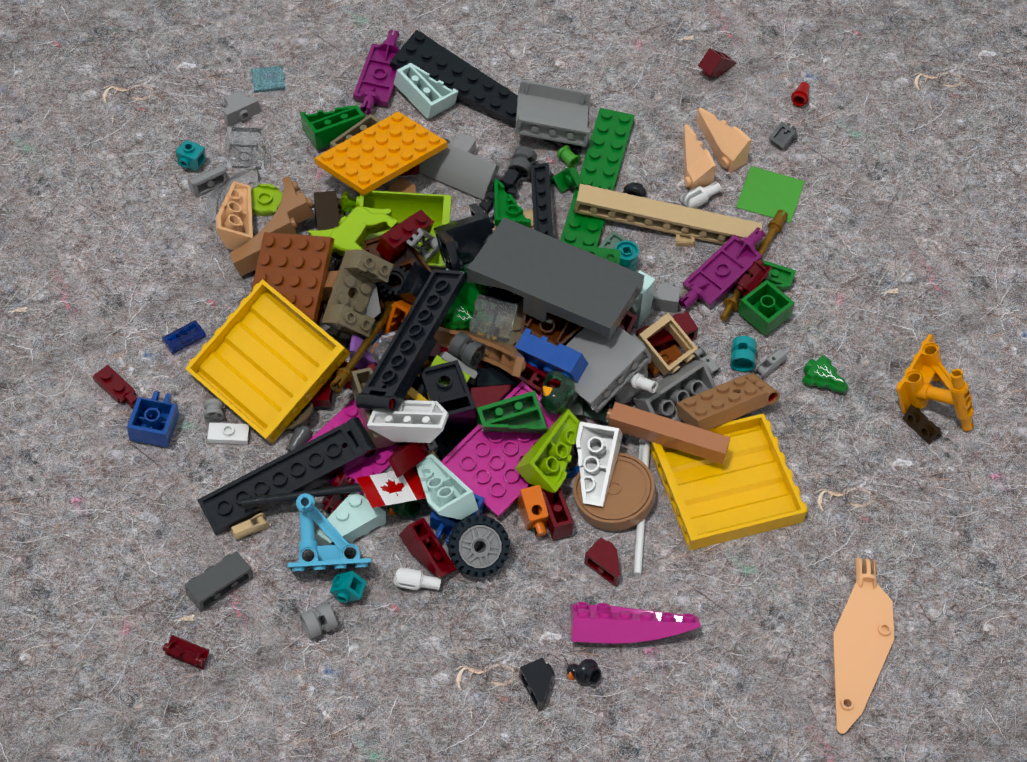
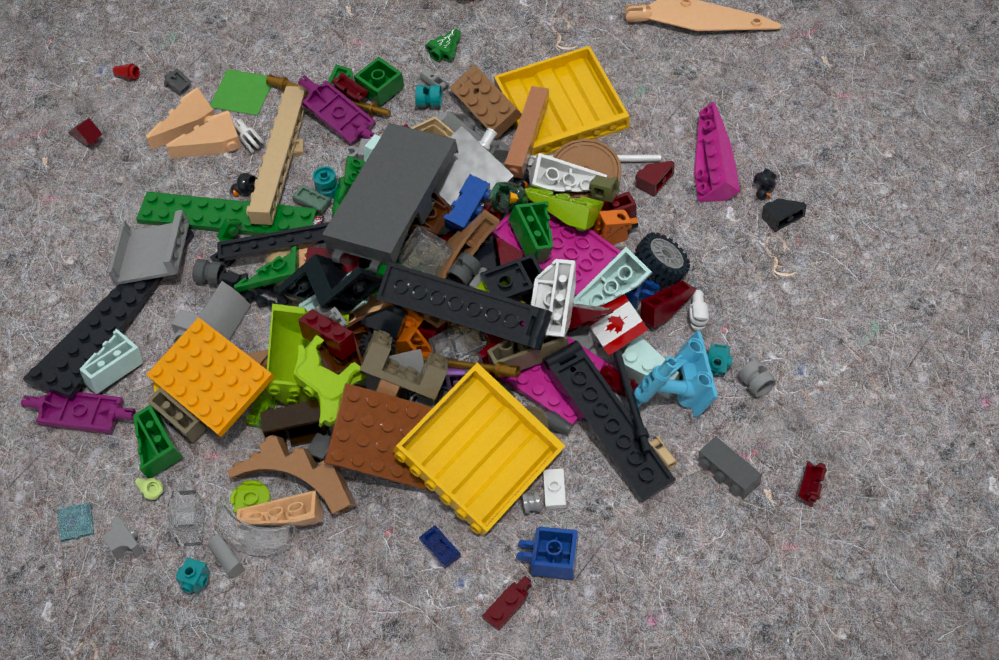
camera: 85 degrees left, 0 degrees up
(287, 126) = (150, 487): none -> yellowish green animal
(568, 156) = (199, 238): bright green bush -> none
(574, 495) = (604, 188): none -> olive brick

